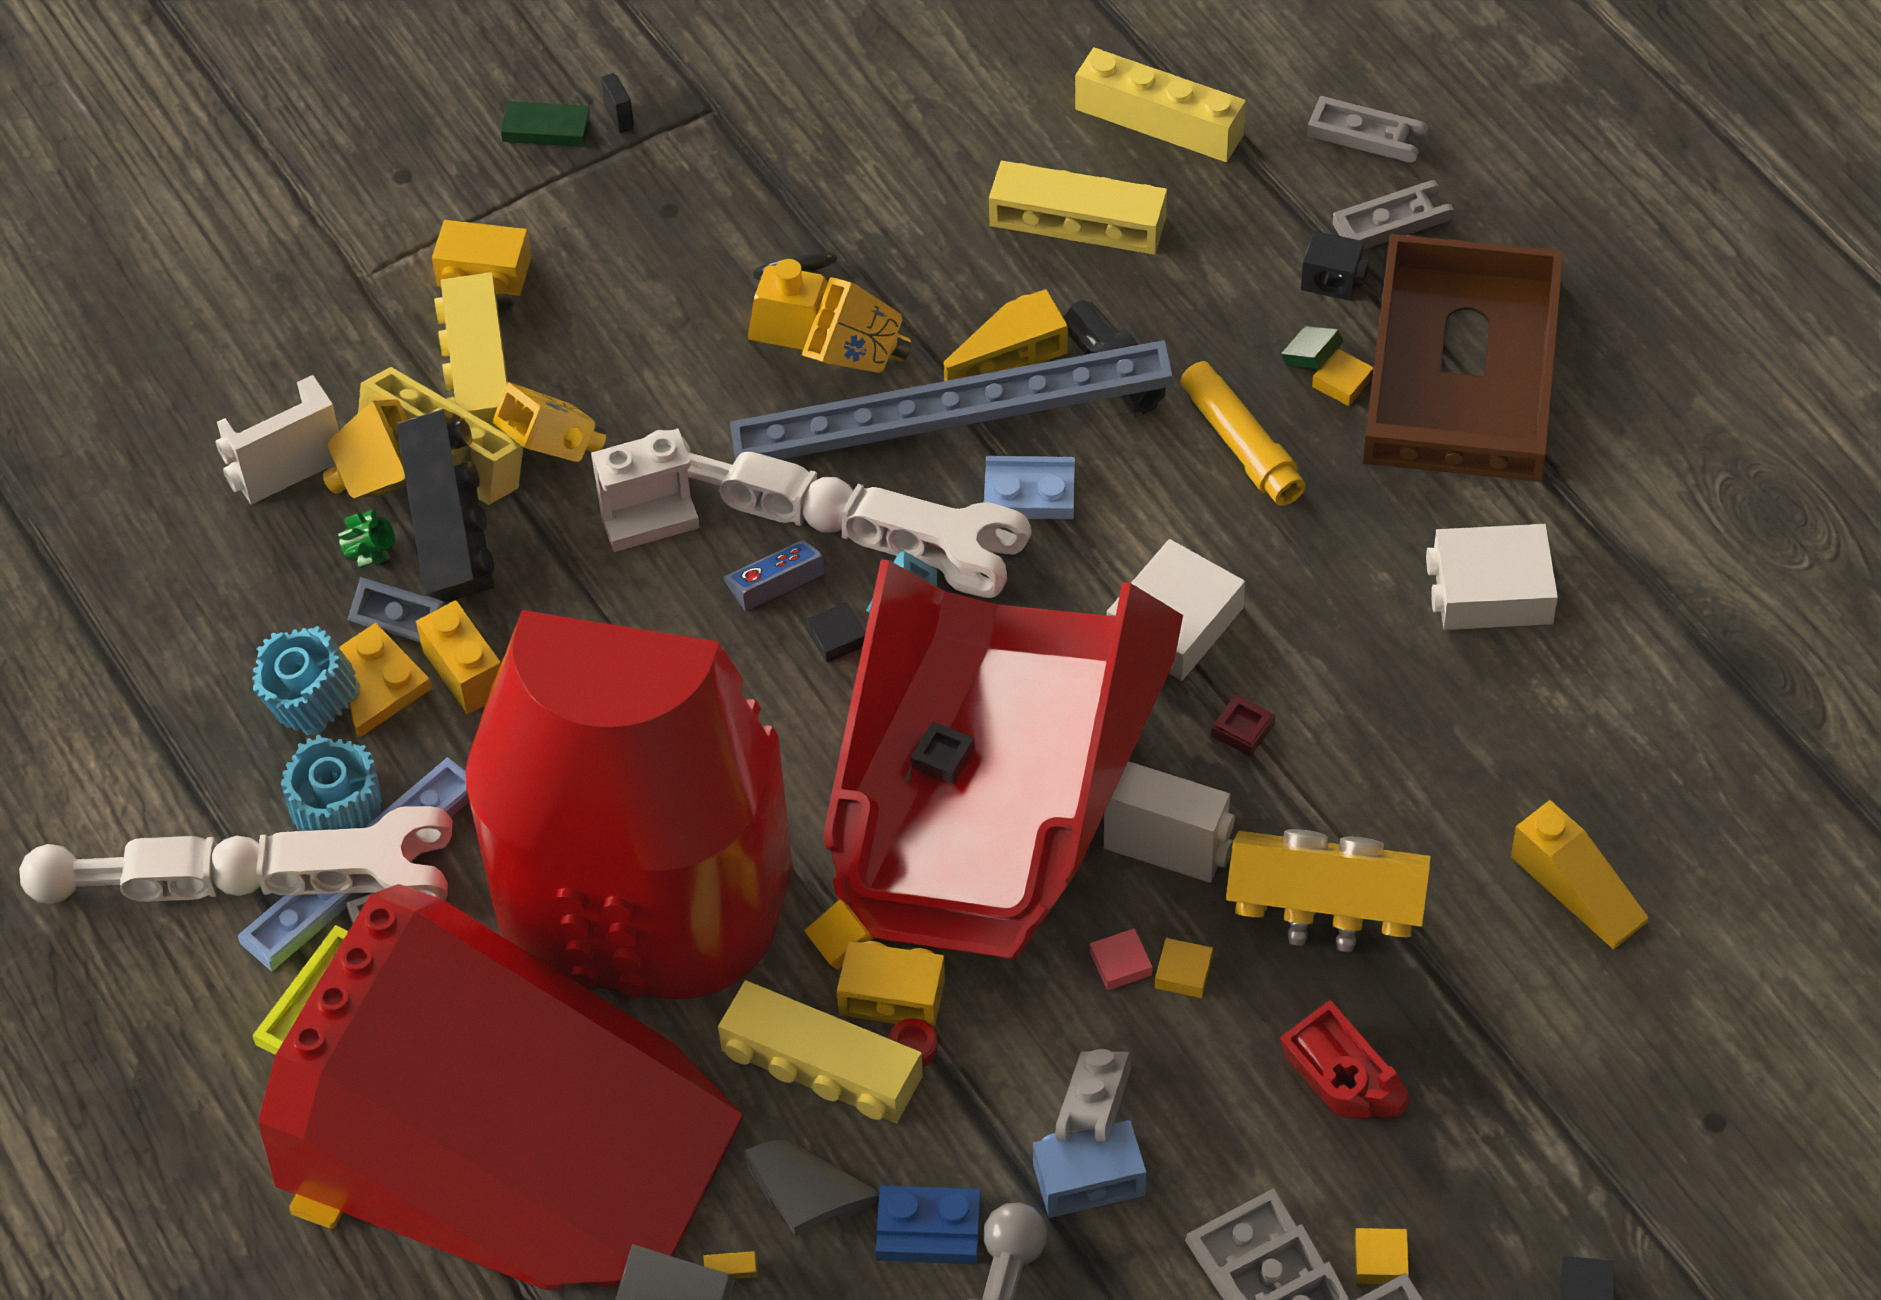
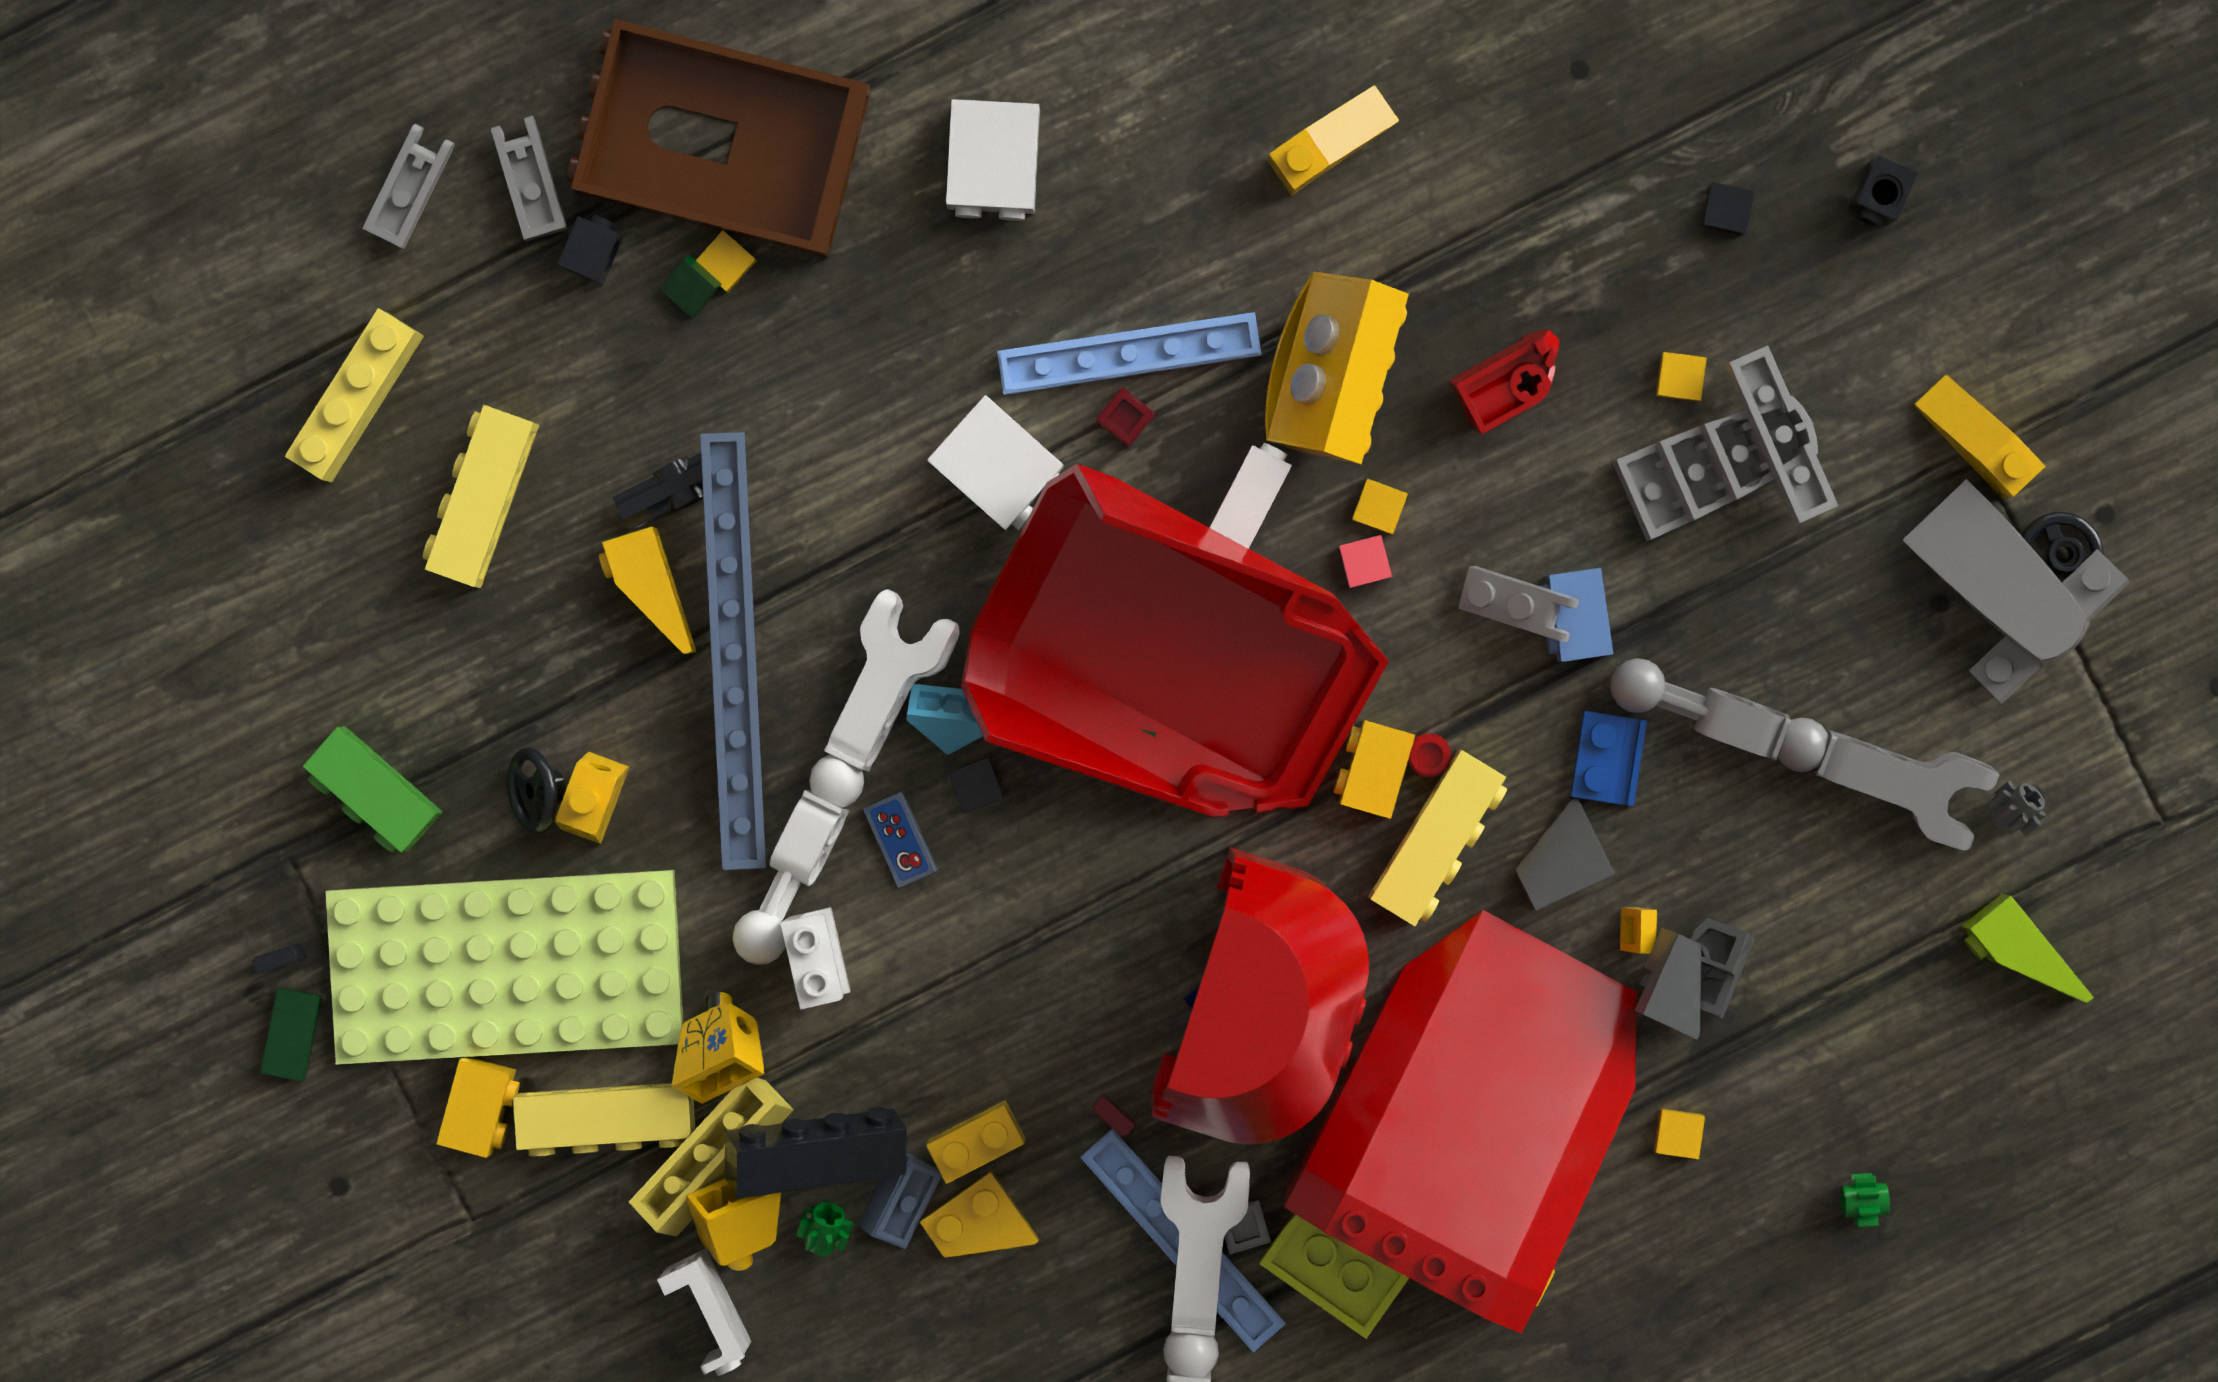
camera: 85 degrees left, 35 degrees up
(304, 679) = (993, 1268): medium azure brick -> none
(331, 786) = (1106, 1287): medium azure brick -> none
(621, 276) = (504, 967): none -> yellowish green plate
(784, 154) = (371, 790): none -> bright green brick
(834, 930) = (1315, 811): yellow tile -> none
(855, 330) = (637, 739): yellow torso -> none
(943, 752) = (1137, 699): black tile -> none
(1032, 485) = (825, 584): light blue plate -> none
(1263, 459) = (831, 352): yellow piece -> none
(1312, 723) = (1129, 353): none -> light blue tile

